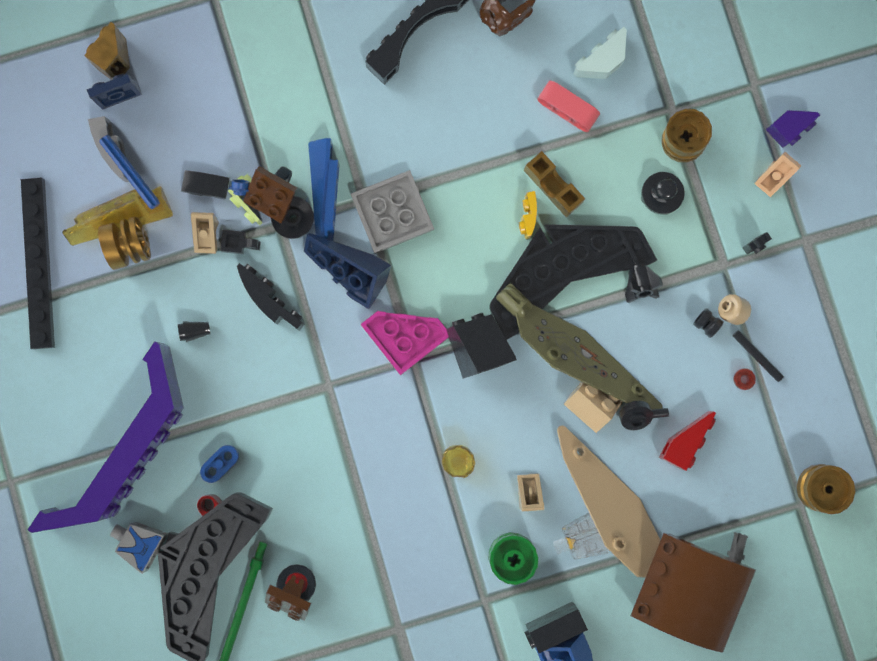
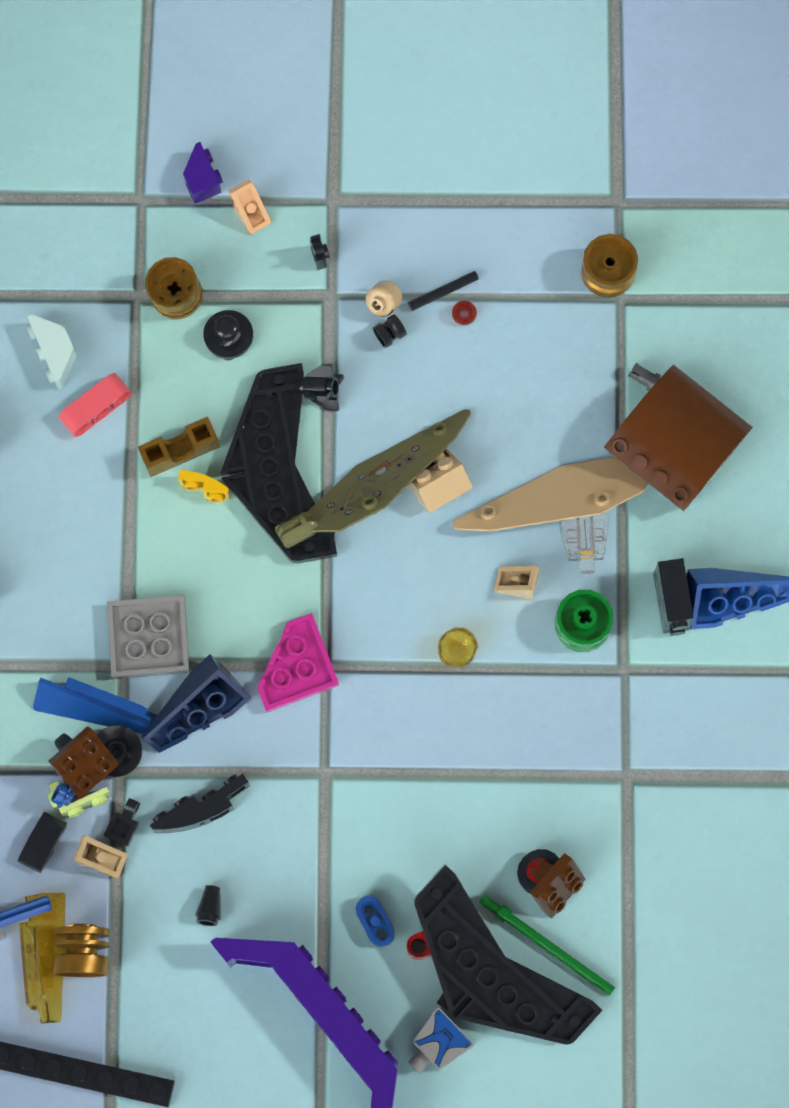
camera: 65 degrees left, 10 degrees down
(479, 345) = (333, 583): black slope -> none
(638, 415) = (467, 436): black piece -> none
(684, 444) = (517, 401): red slope -> none

